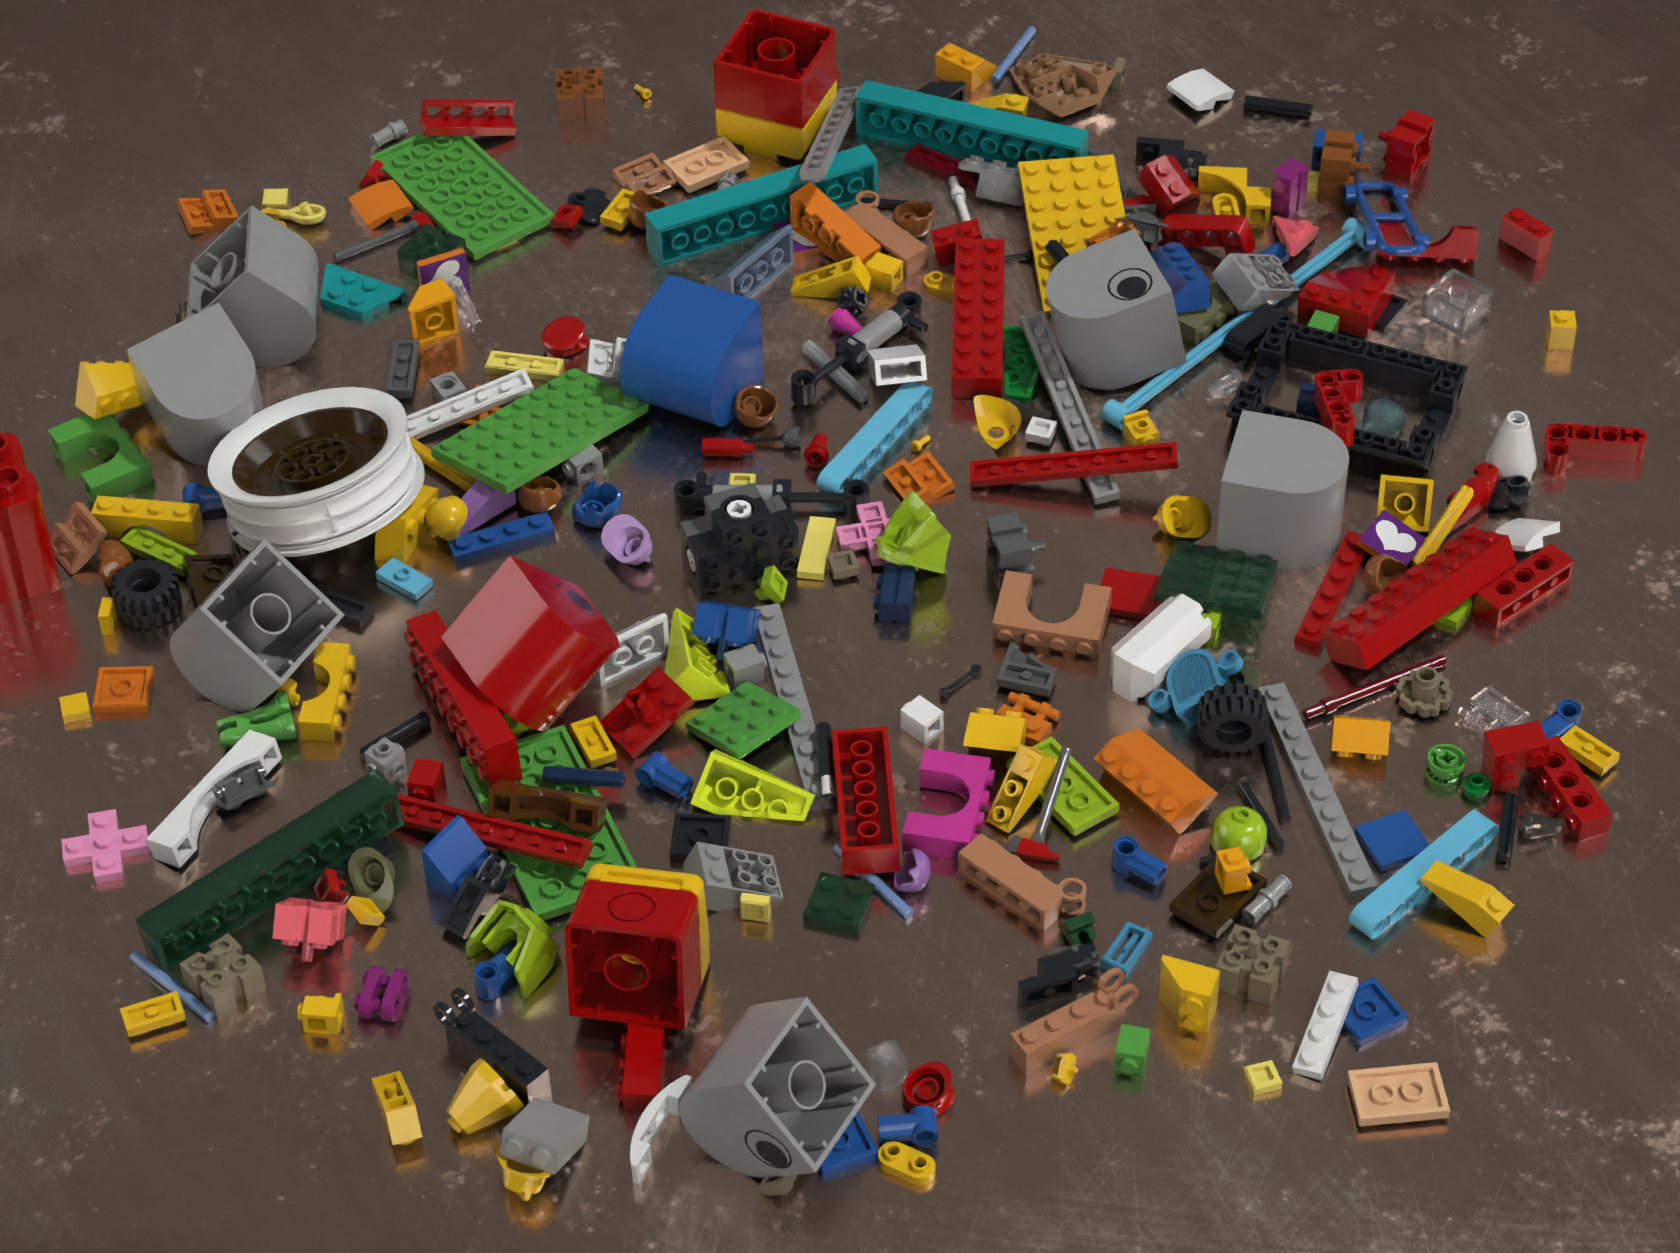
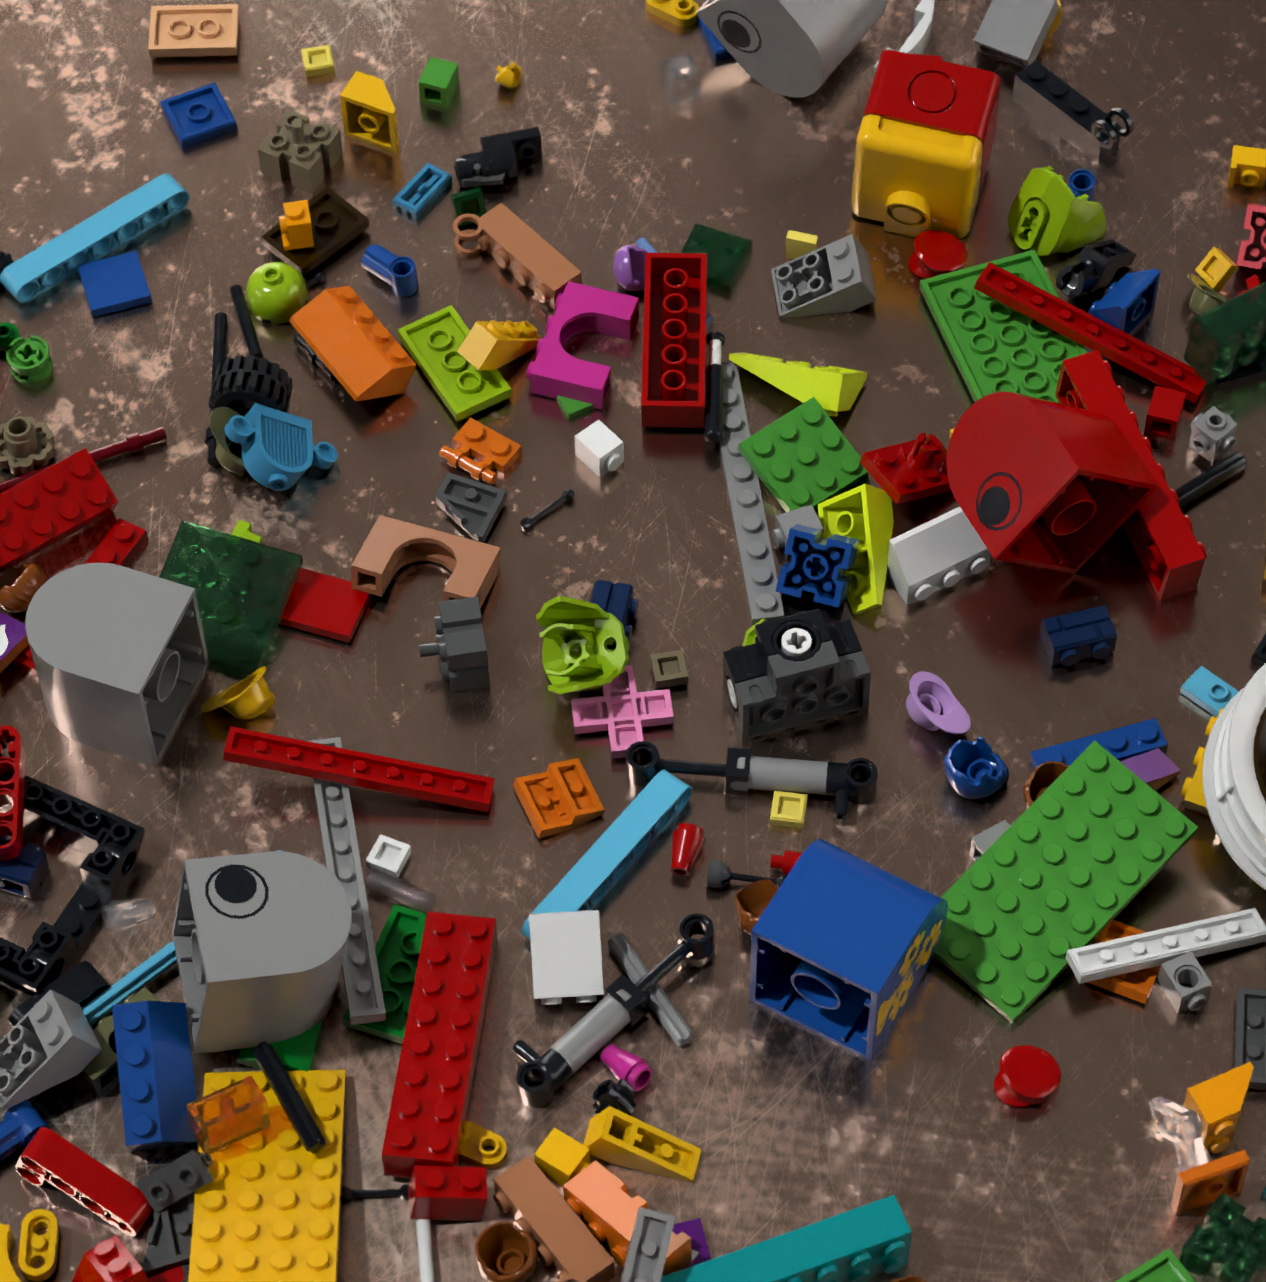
camera: 175 degrees left, 10 degrees up
(373, 986) = (1198, 196): magenta brick -> none
(397, 1108) = (1163, 75): yellow slope -> none
(446, 517) = (1169, 749): yellow hat -> none
(457, 477) = (1203, 884): yellow axle -> none
(481, 1100) = (1078, 62): yellow cone -> none
(536, 366) = (1082, 1039): light yellow tile -> none
(573, 809) = (985, 331): reddish brown arch -> none
(583, 776) = (977, 388): dark blue axle -> none
(605, 359) = (957, 1036): white slope -> none
(658, 772) = (902, 408): blue piece -> none
(698, 828) = (857, 338): black tile -> none
(759, 266) = (755, 1167): sand blue slope -> none
(816, 547) = (699, 704): light yellow tile -> none
(916, 1126) = (657, 29): blue piece -> none
(917, 445) = (554, 853): yellow piece -> none
(929, 1086) = (641, 63): red piece -> none
(995, 731) = (520, 401): yellow slope -> none
(997, 413) = (435, 854): yellow piece -> none
(1035, 846) = (494, 300): dark grey piece -> none
(1072, 1024) = (494, 101): nougat hinge -> none
(1139, 429) = (257, 833): yellow brick -> none
(1146, 653) = (316, 499): white brick -> none
(1266, 899) = (263, 223): light grey pin -> none
(1318, 792) = (178, 353): light grey plate -> none
(1325, 1025) = (243, 94): white plate -> none
(1360, 736) = (110, 397): light orange slope -> none
(1469, 897) = (60, 192): yellow slope -> none

